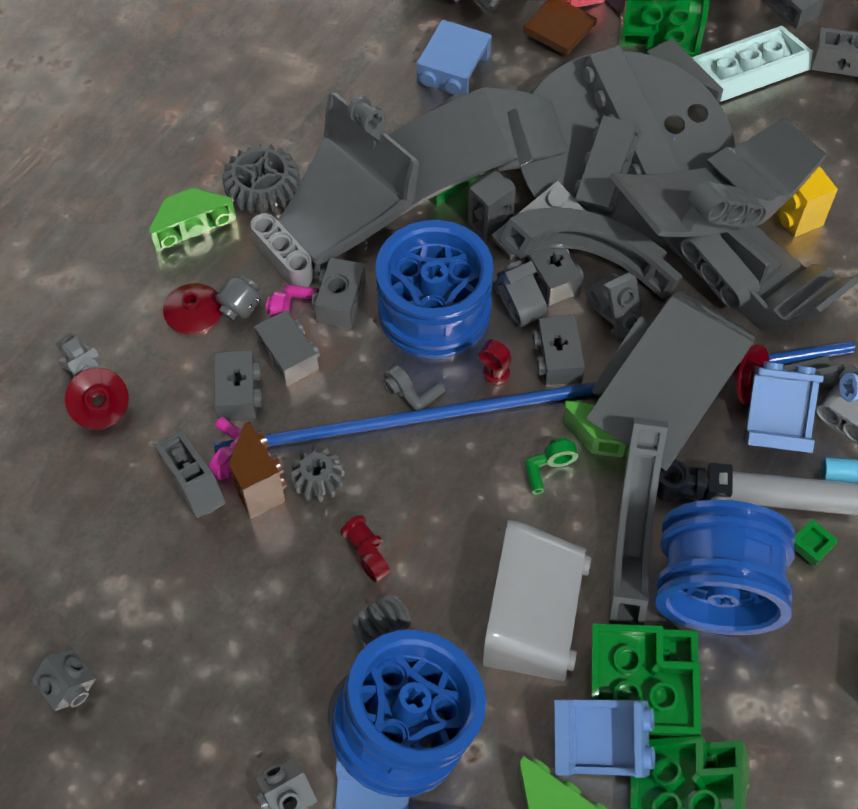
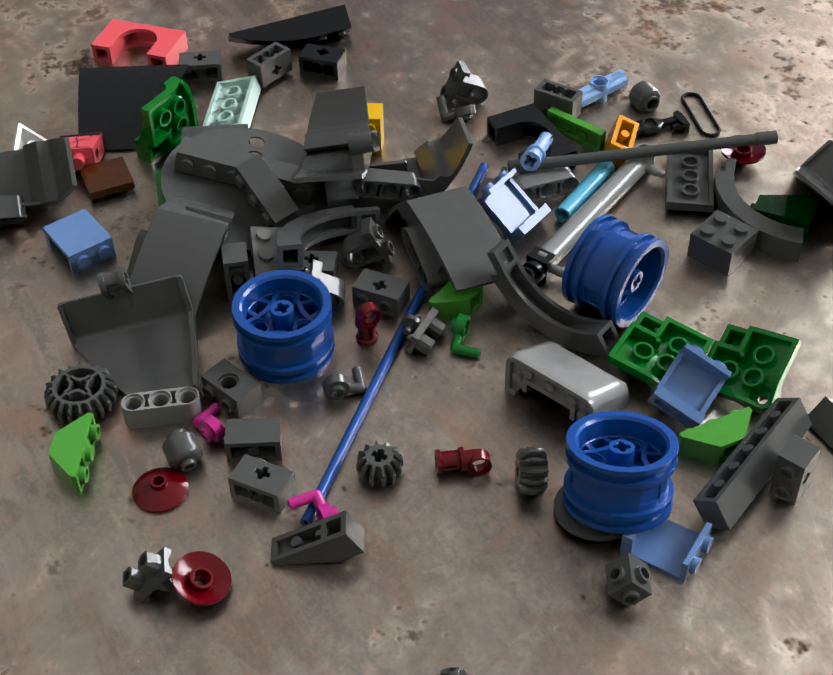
camera: 60 degrees left, 15 degrees down
(256, 473) = (356, 490): reddish brown slope -> none
(543, 419) = (419, 339): none -> dark grey hips

